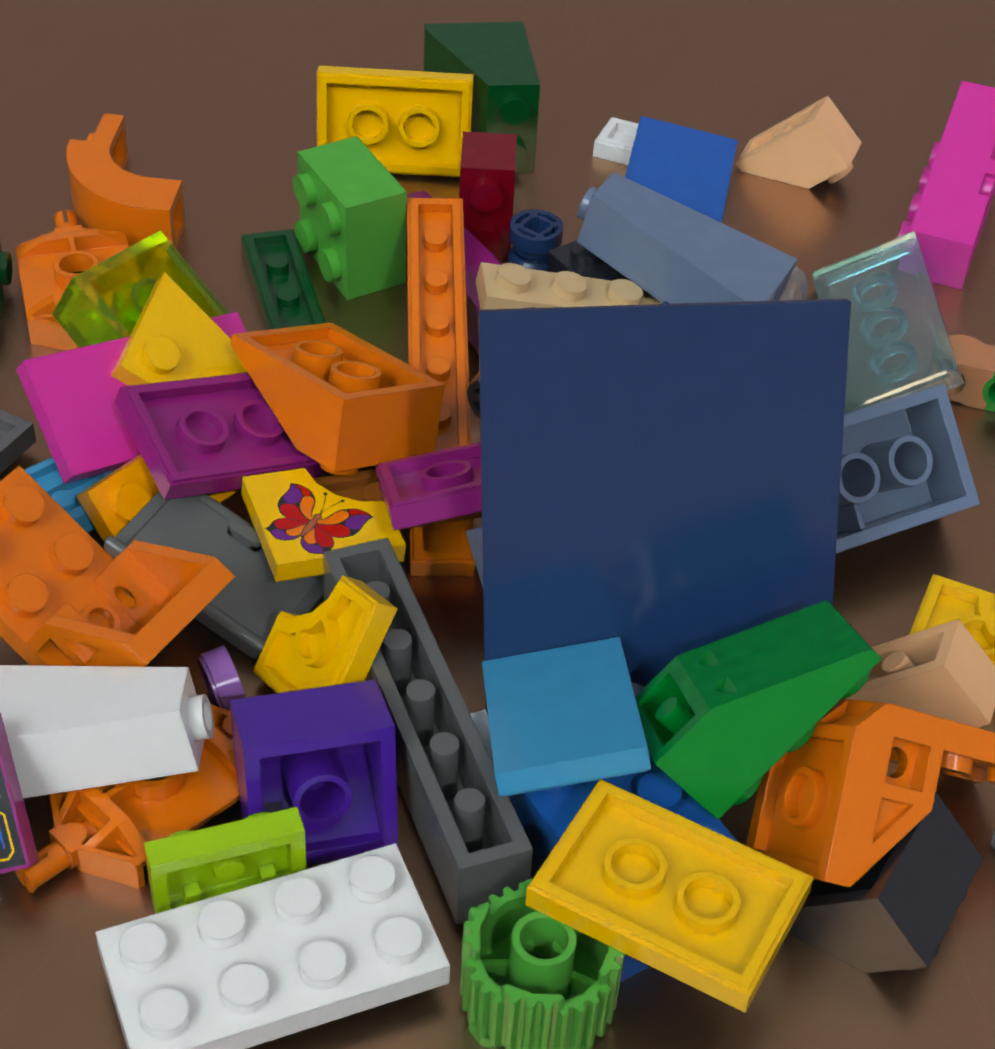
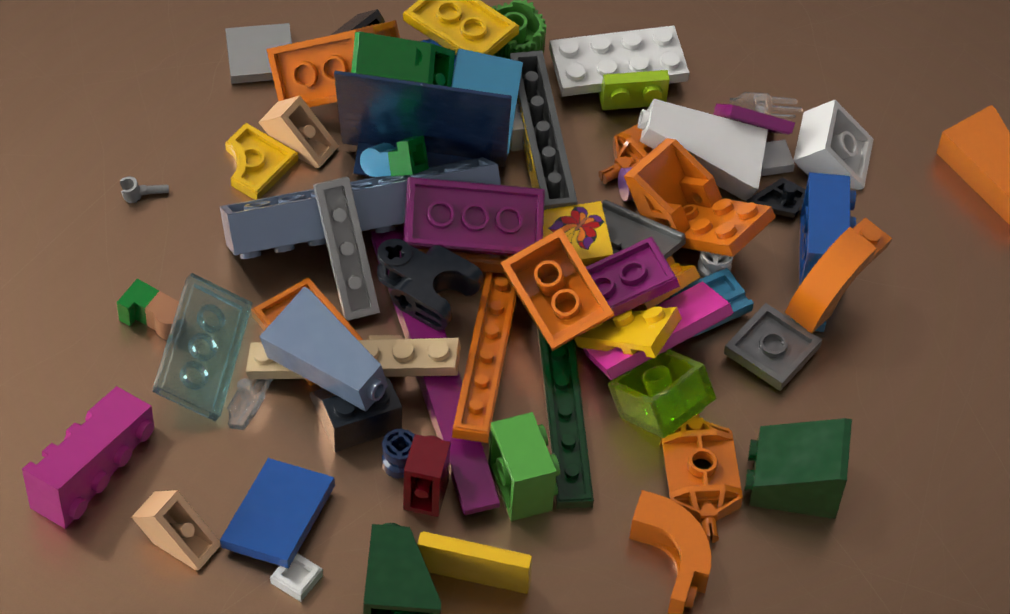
camera: 170 degrees left, 10 degrees up
(328, 757) = (594, 112): dark purple slope -> none
(330, 643) = (581, 159): yellow tile -> none

